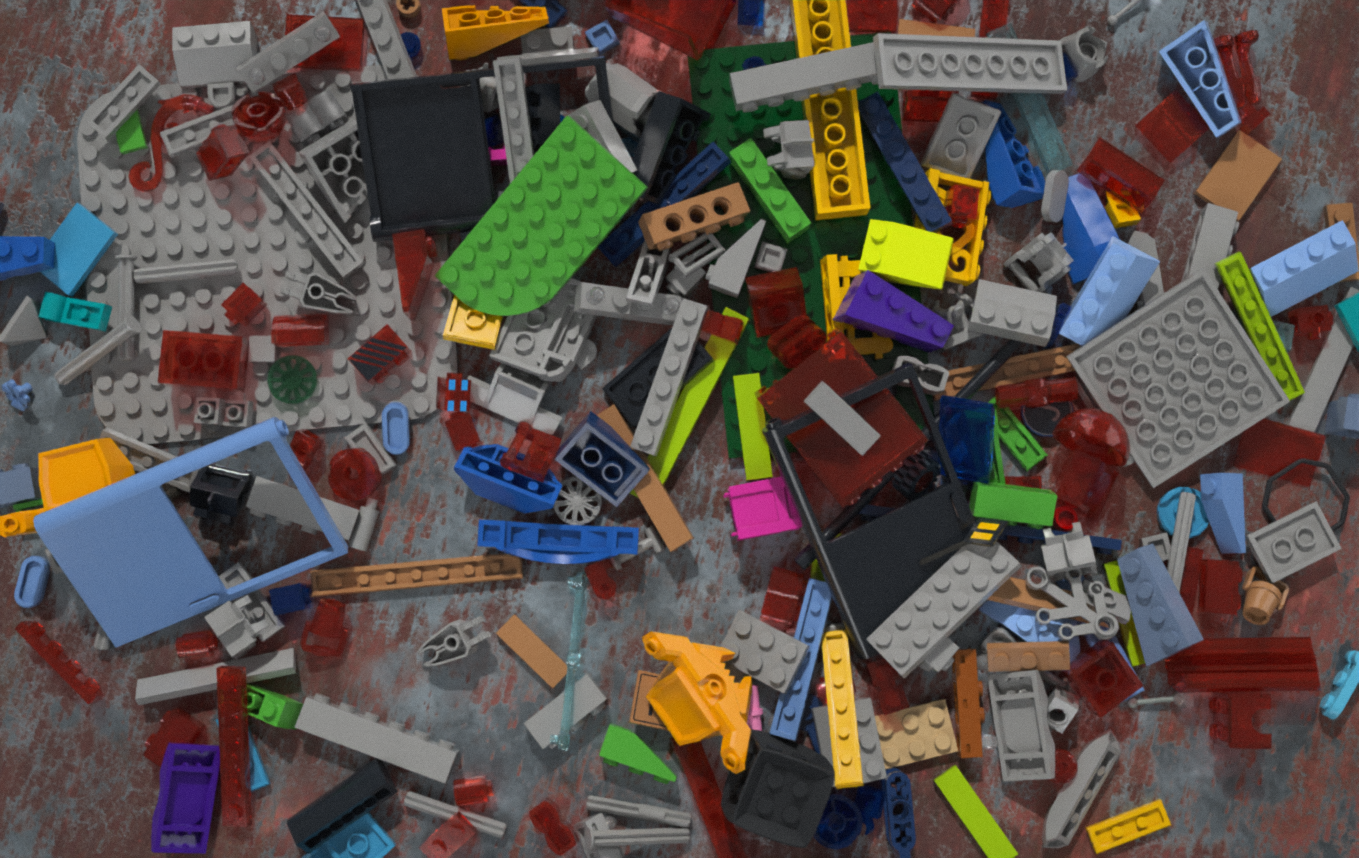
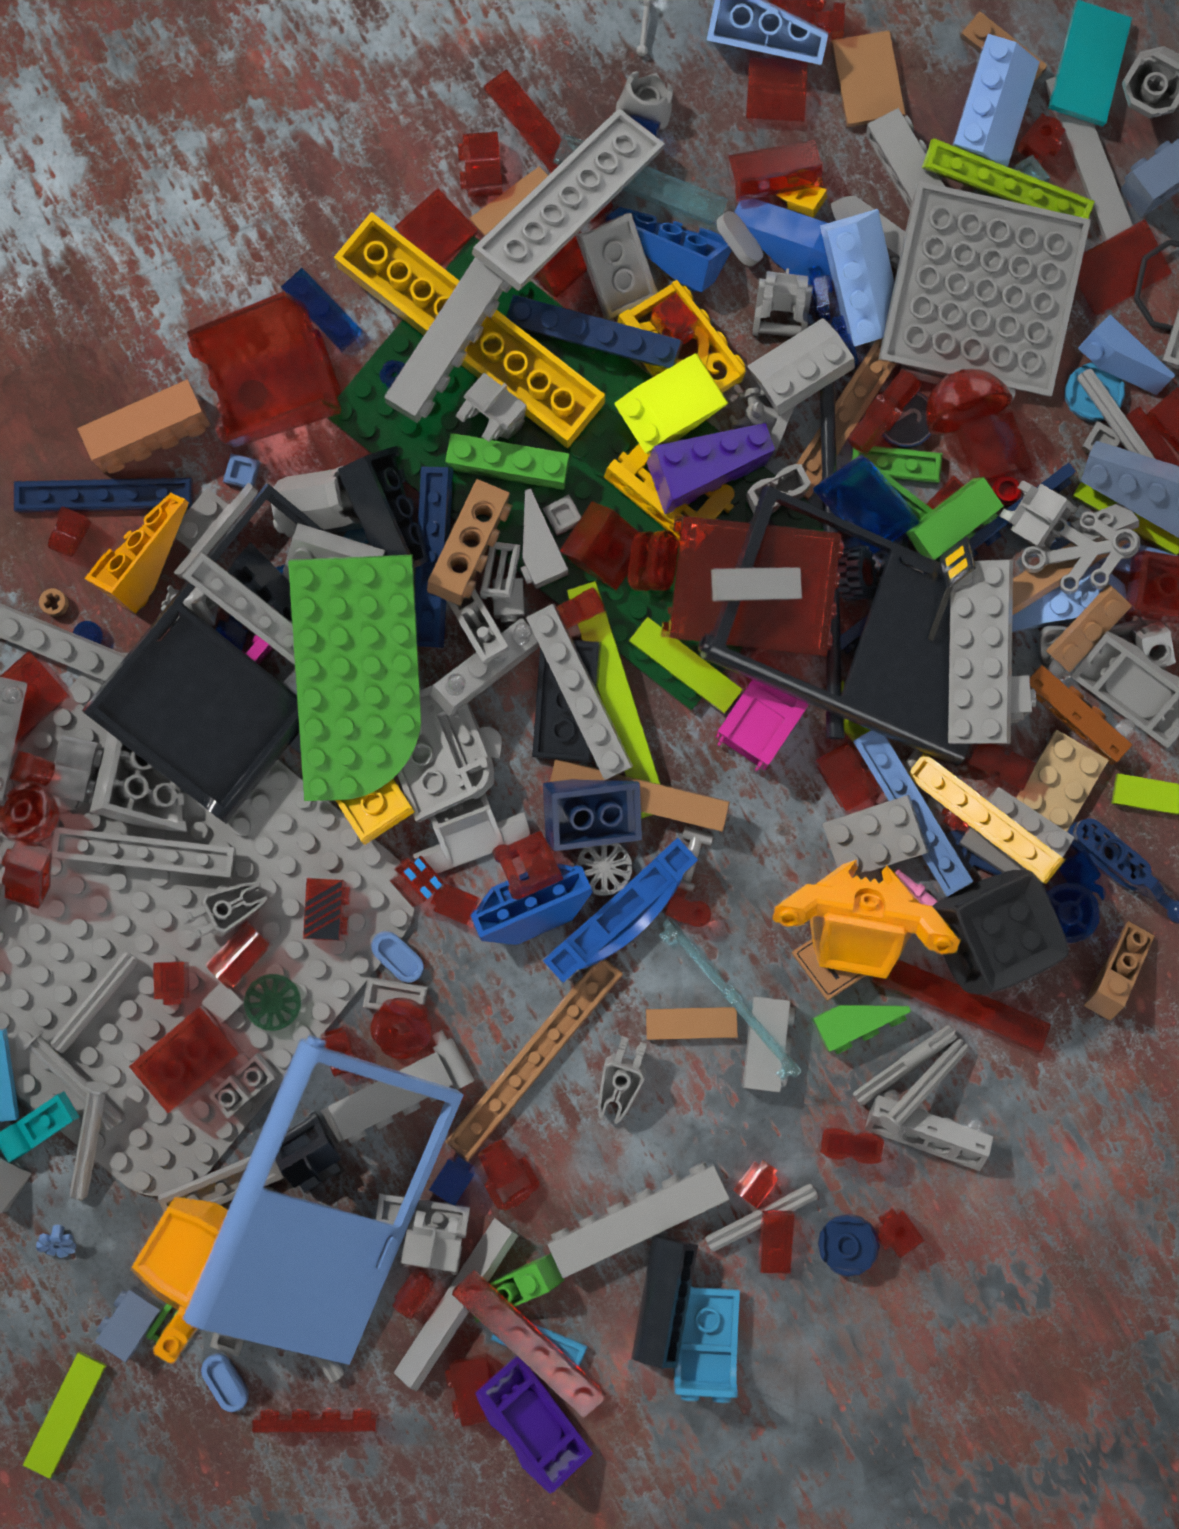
camera: 40 degrees left, 0 degrees up
(415, 265) = (279, 806): clear red slope -> none
(1074, 276) = (821, 287): none -> clear blue plate

